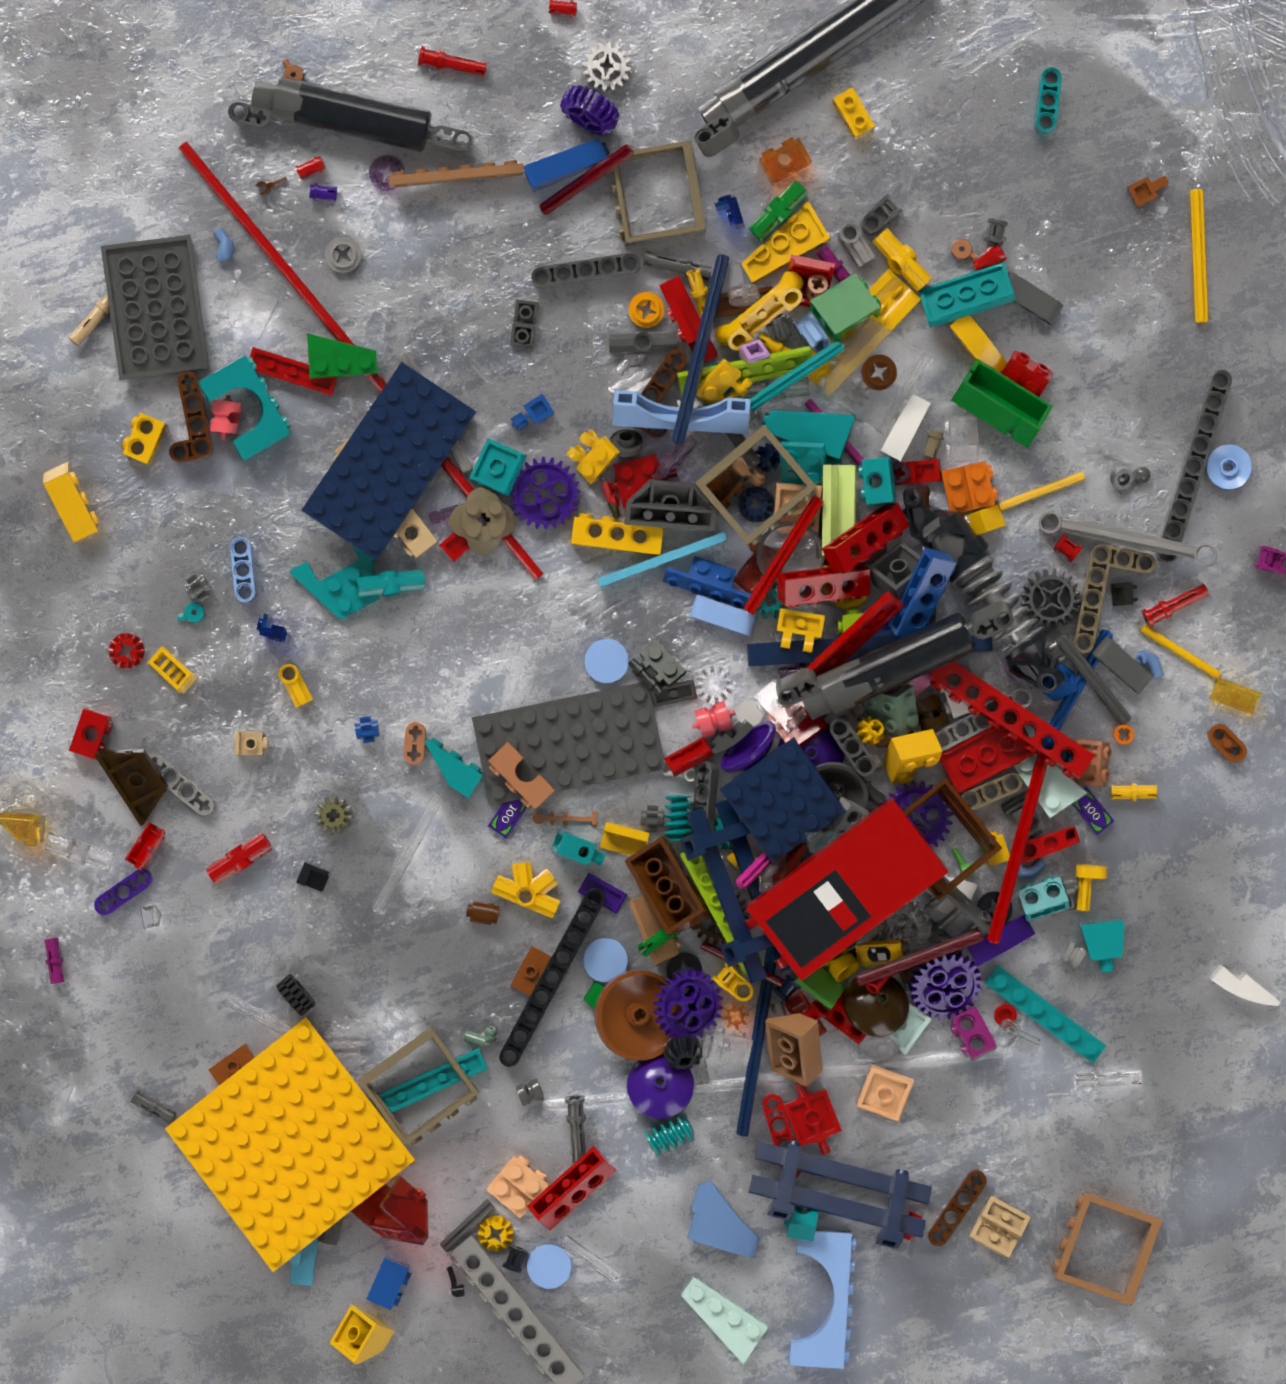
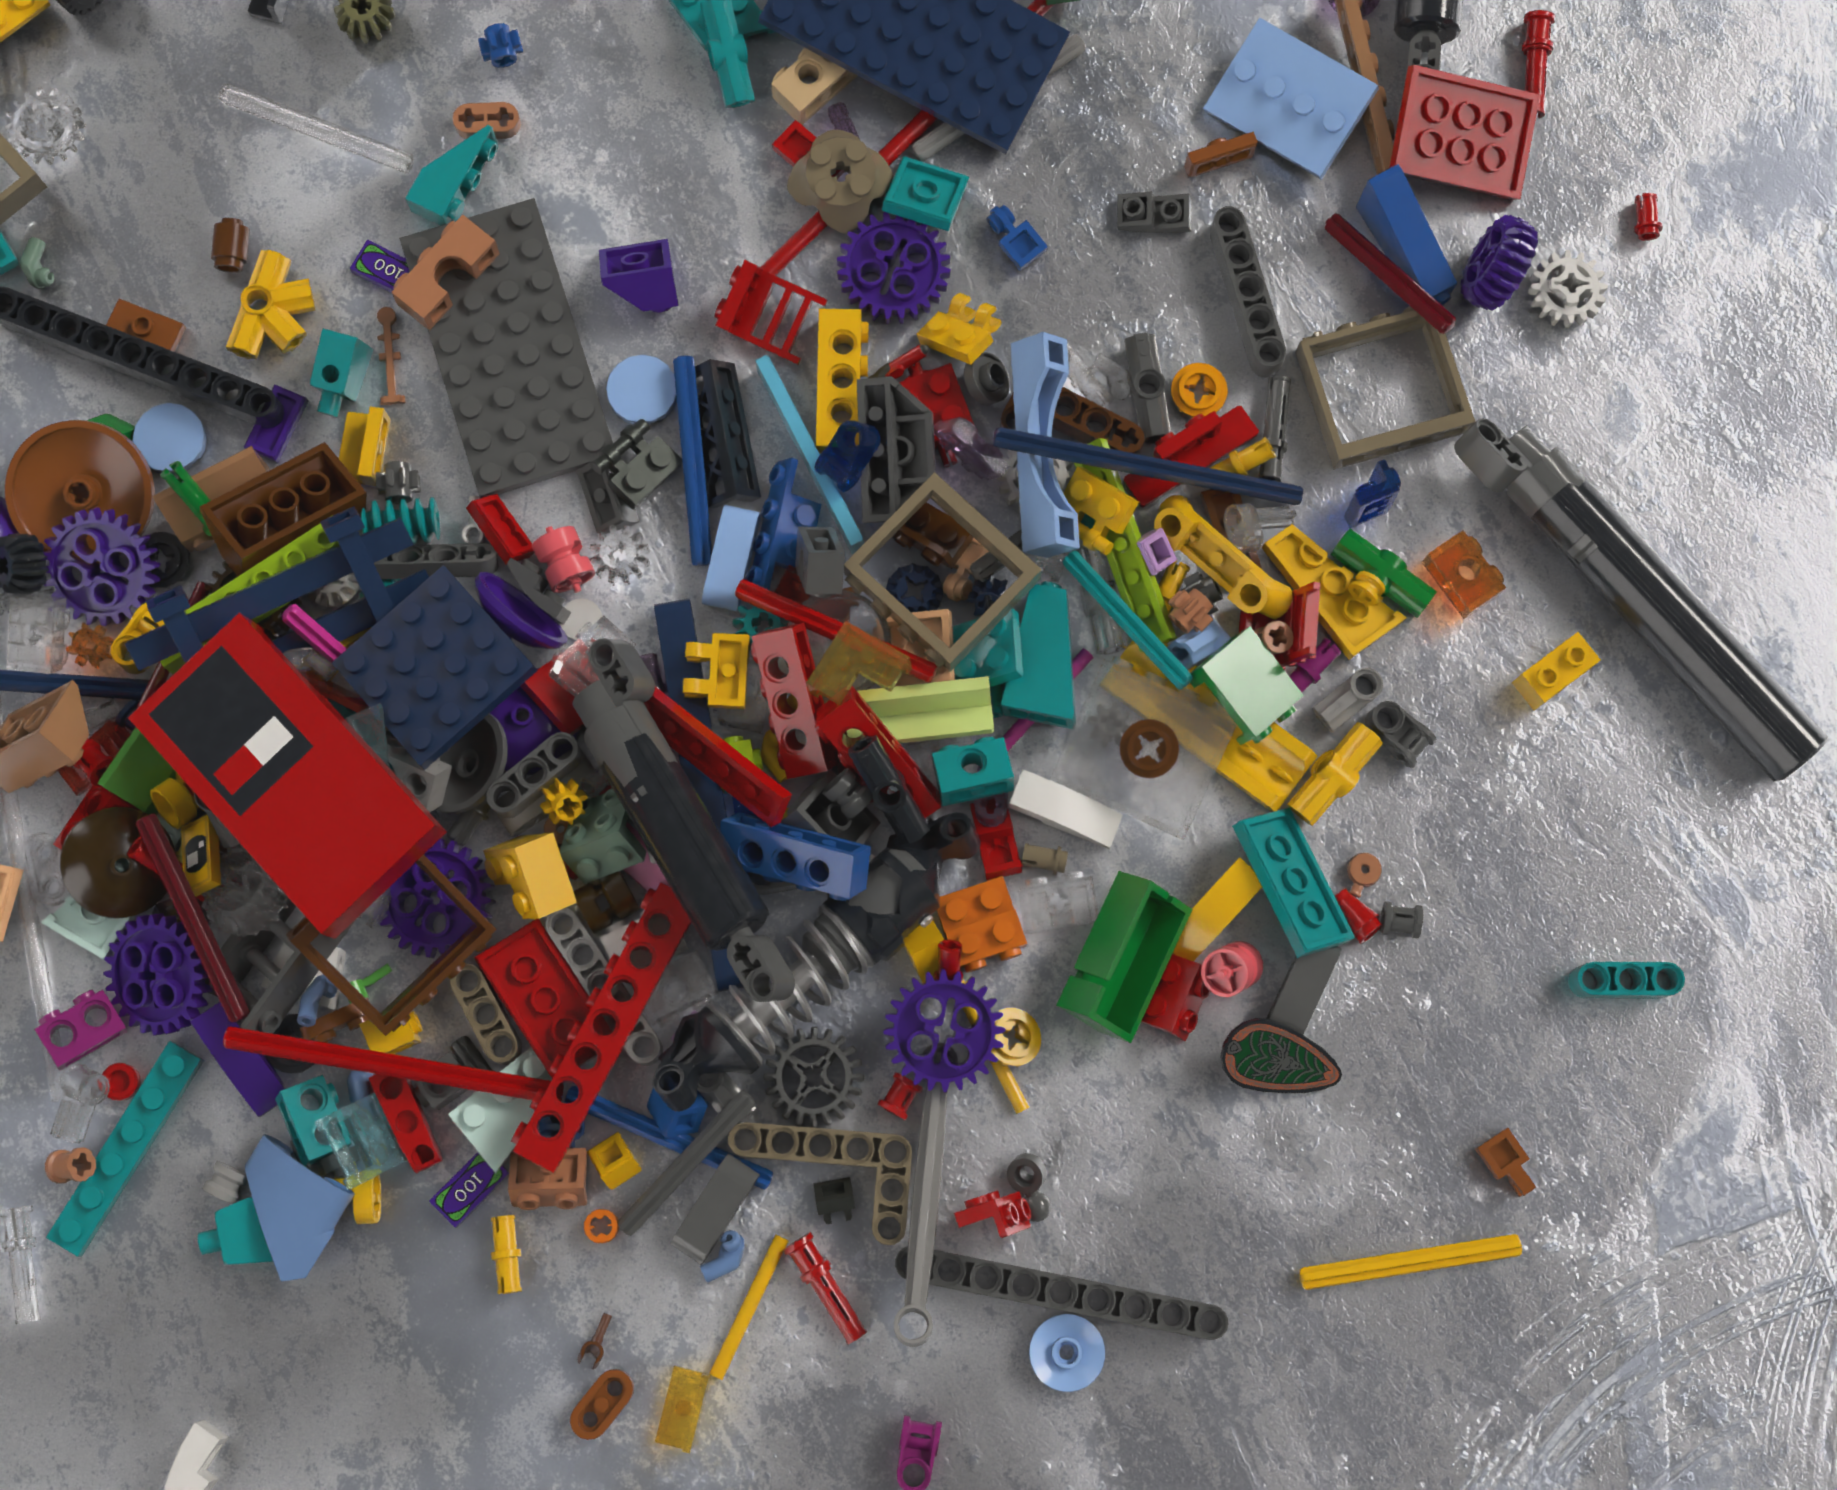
camera: 75 degrees right, 10 degrees down
(461, 225) = (1291, 98): none -> light blue plate
(490, 275) = (1220, 154): none -> dark orange plate
(499, 118) = (1464, 132): none -> plate
(531, 654) = (640, 274): none -> dark purple slope
(554, 585) = (747, 301): none -> red plate
(641, 610) = (729, 433): none -> black fence
(658, 633) = (692, 460): none -> blue axle
(675, 537) = (842, 458): none -> clear blue piece
(738, 559) = (820, 561): none -> dark grey brick
(789, 224) = (1366, 588): none -> yellow bush
(795, 335) = (1190, 611): none -> nougat gear
(807, 543) = (854, 654): none -> clear yellow panel
(886, 557) = (848, 793): none -> dark grey wheel
(888, 533) = (879, 772): none -> black piece
(972, 892) = (310, 1000): none -> medium blue arm
(989, 888) = (327, 1025): none -> dark orange plate
(998, 510) = (949, 958): none -> red pin
(1015, 339) = (1232, 968): none -> coral wheel
(1036, 468) = (1026, 1032): none -> yellow gear
(1040, 498) = (977, 1038): none -> dark purple gear
(1052, 1049) = (66, 1165): none -> nougat bush
(1057, 864) = (370, 1135): none -> clear light blue plate
(1072, 319) = (1276, 1059): none -> shield
(1085, 723) = (614, 1161): none -> yellow slope
(1093, 913) = (293, 1207): none -> medium blue panel
(1143, 492) = (1009, 1212): none -> red bracket
(1192, 744) = (594, 1346): none -> reddish brown hand

